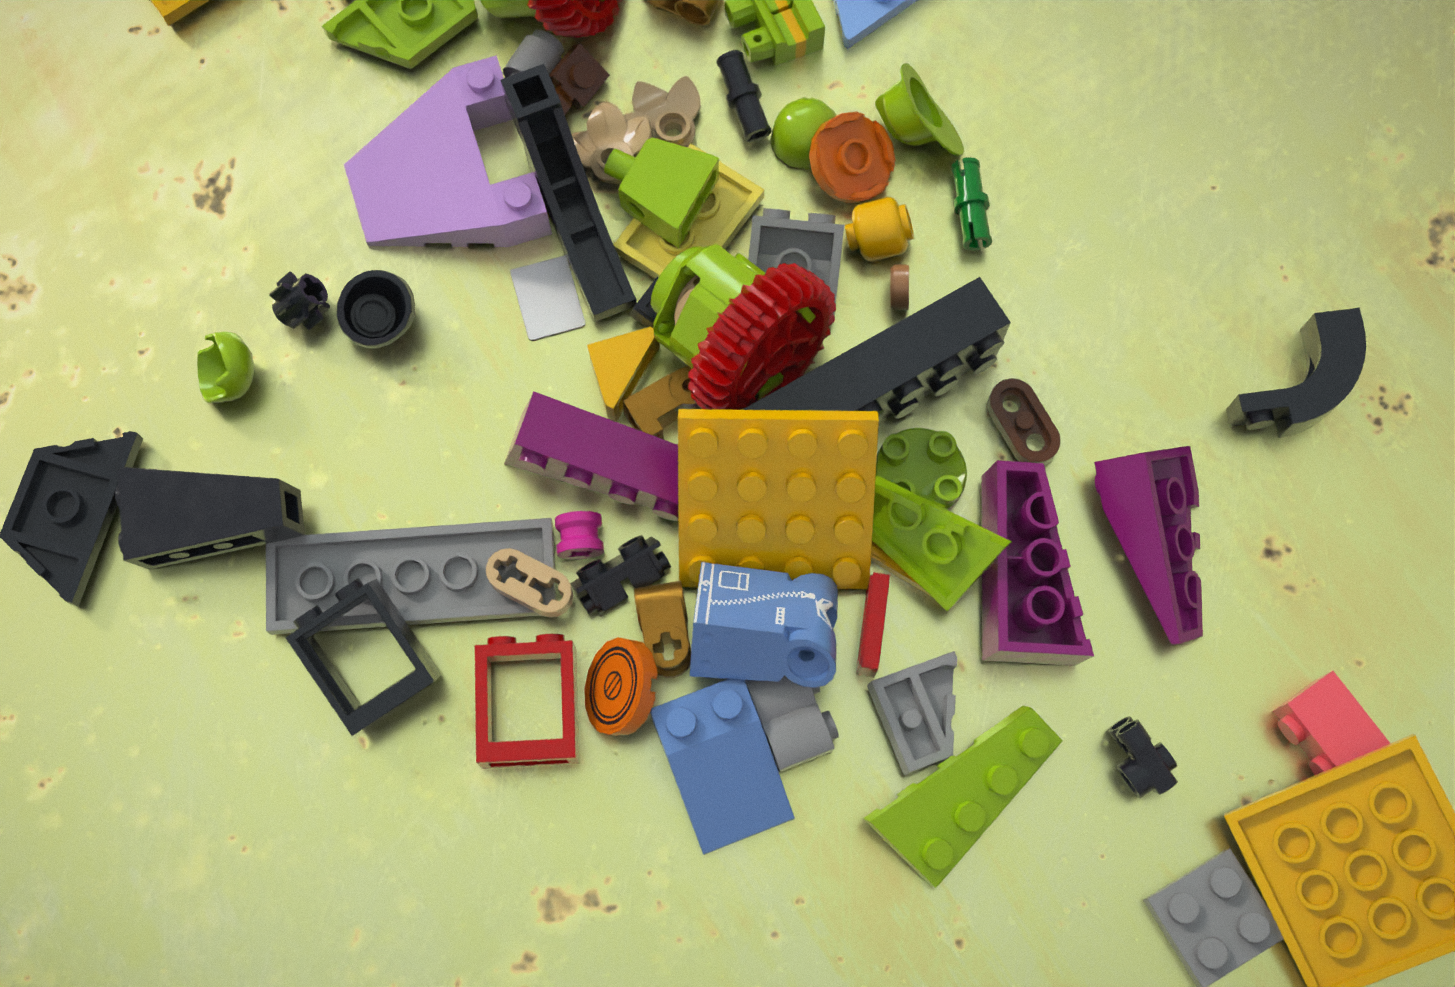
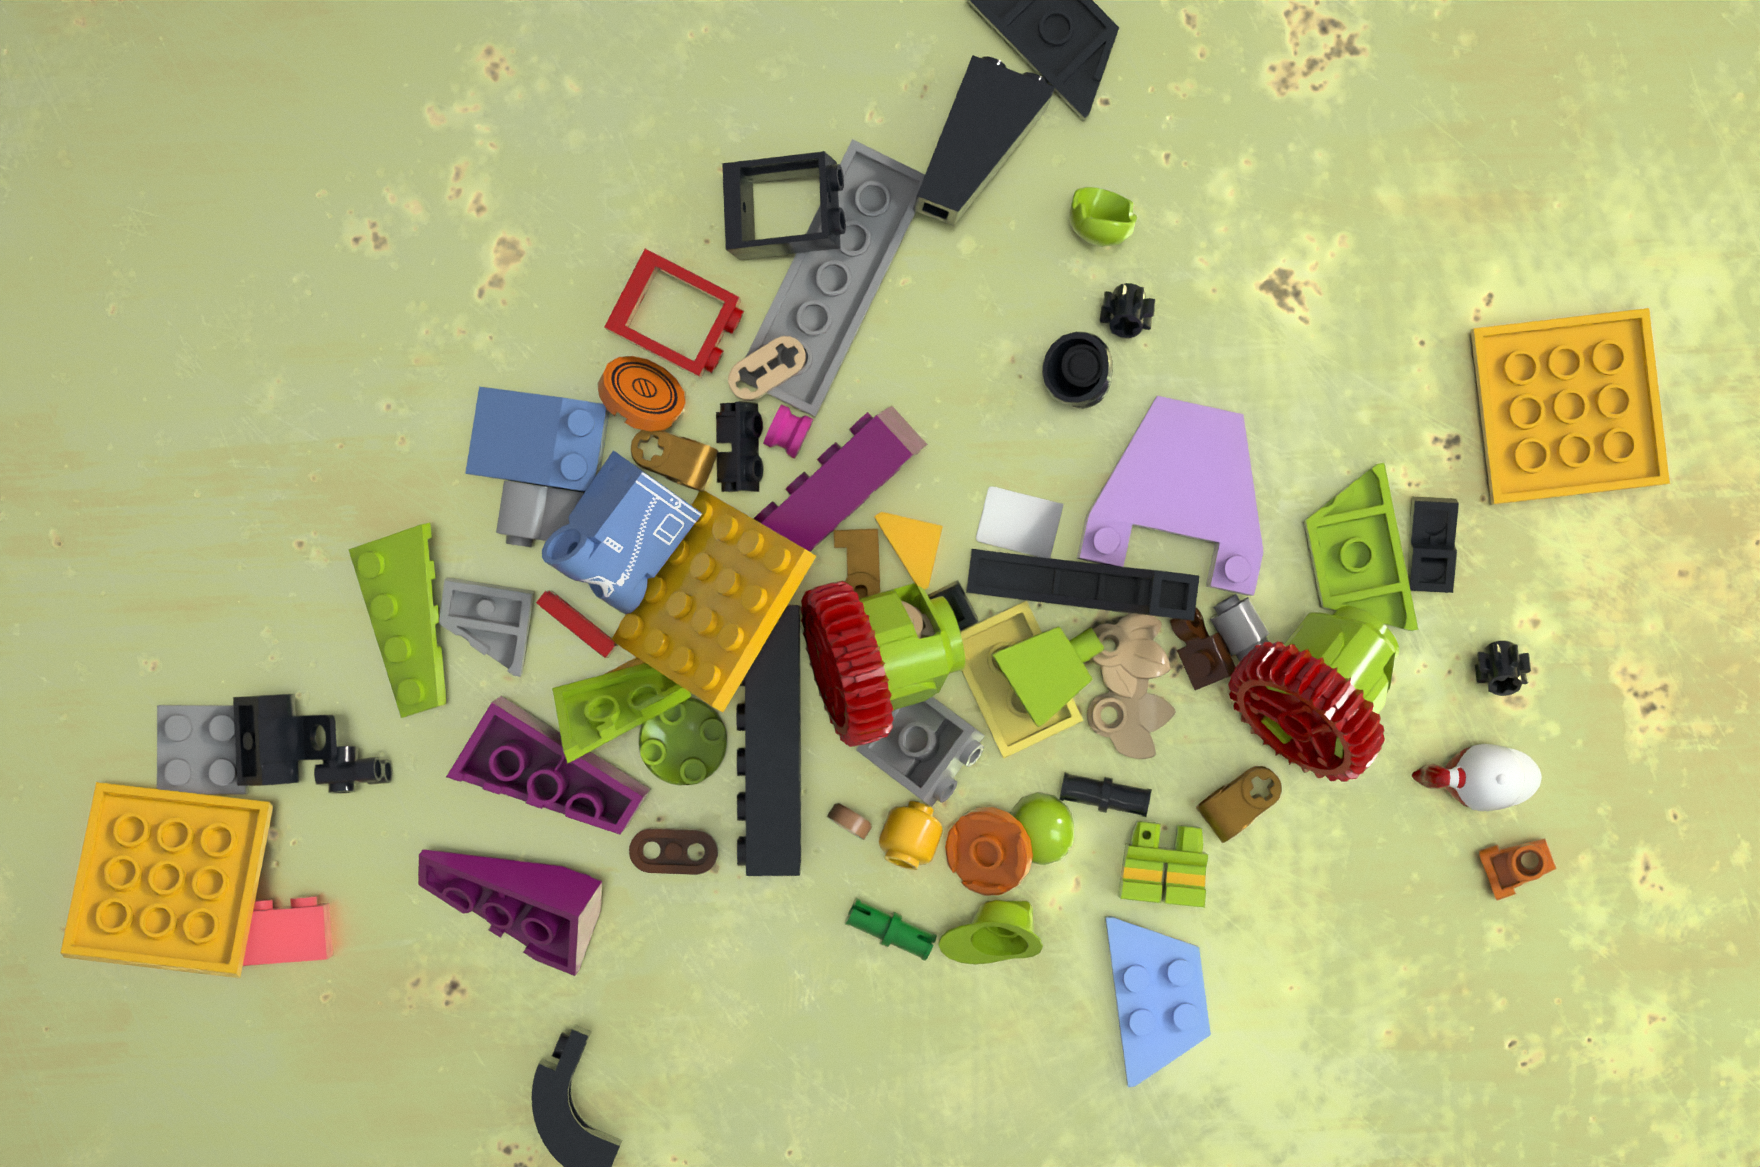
camera: 125 degrees right, 15 degrees up
(1159, 849) = (274, 739): none -> black piece

